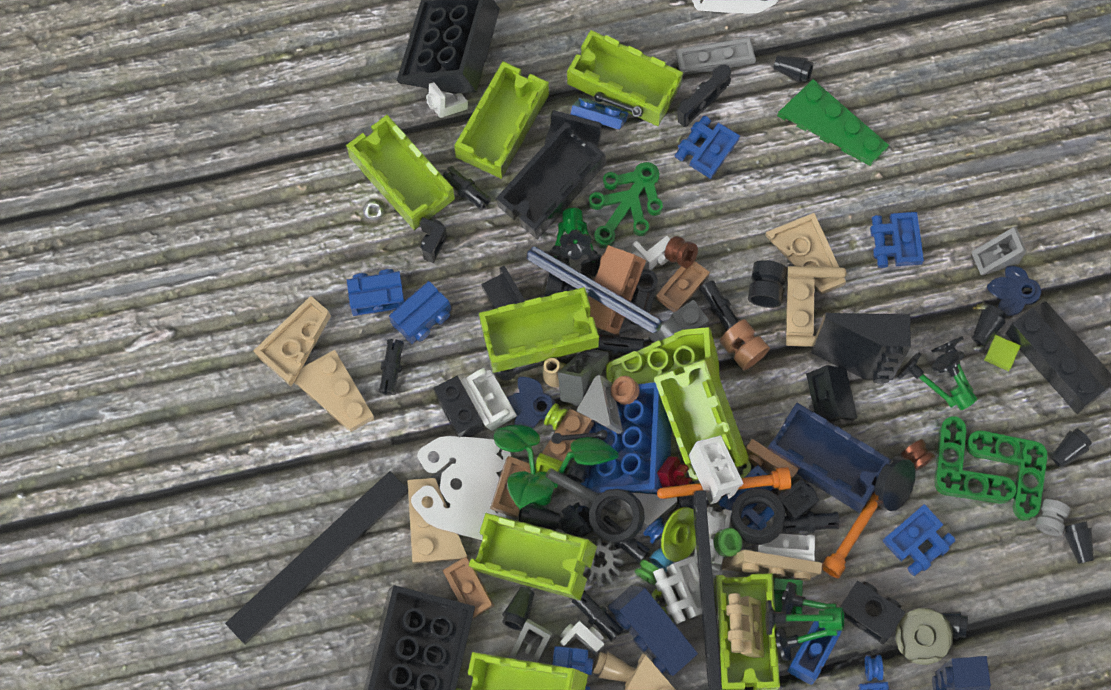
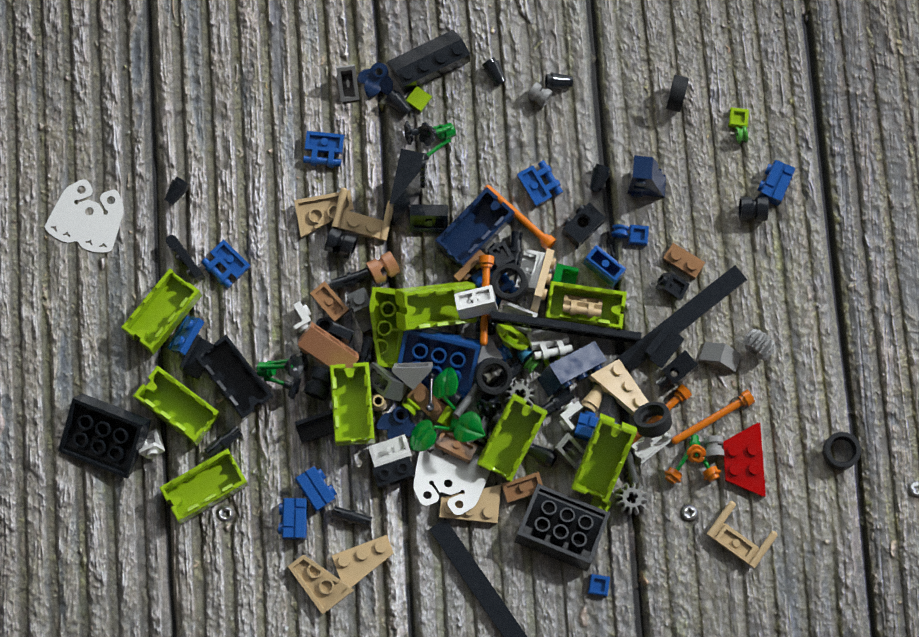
camera: 85 degrees left, 5 degrees up
(432, 243) = (263, 472): black bracket -> none
(594, 289) = (324, 365): axle -> none
(625, 390) = (404, 354): nougat tile -> none
(628, 200) = (257, 327): green plant -> none
(636, 111) = (193, 306): black hinge -> none
(673, 473) = (470, 332): dark red tile -> none
(681, 251) = (307, 296): copper wheel -> none
(710, 56) = (153, 244): light grey tile -> none
(727, 542) = (524, 306): bright green tile -> none
(830, 120) = (219, 177): green wing -> none
(830, 618) = (591, 249): plant -> none
(895, 483) = (501, 189): black tile -> none
(918, 454) = (482, 170): copper wheel -> none
(924, 636) = (605, 194): tile -> none
(955, 469) = (495, 148): green beam -> none
(1019, 458) = (496, 104): green beam -> none

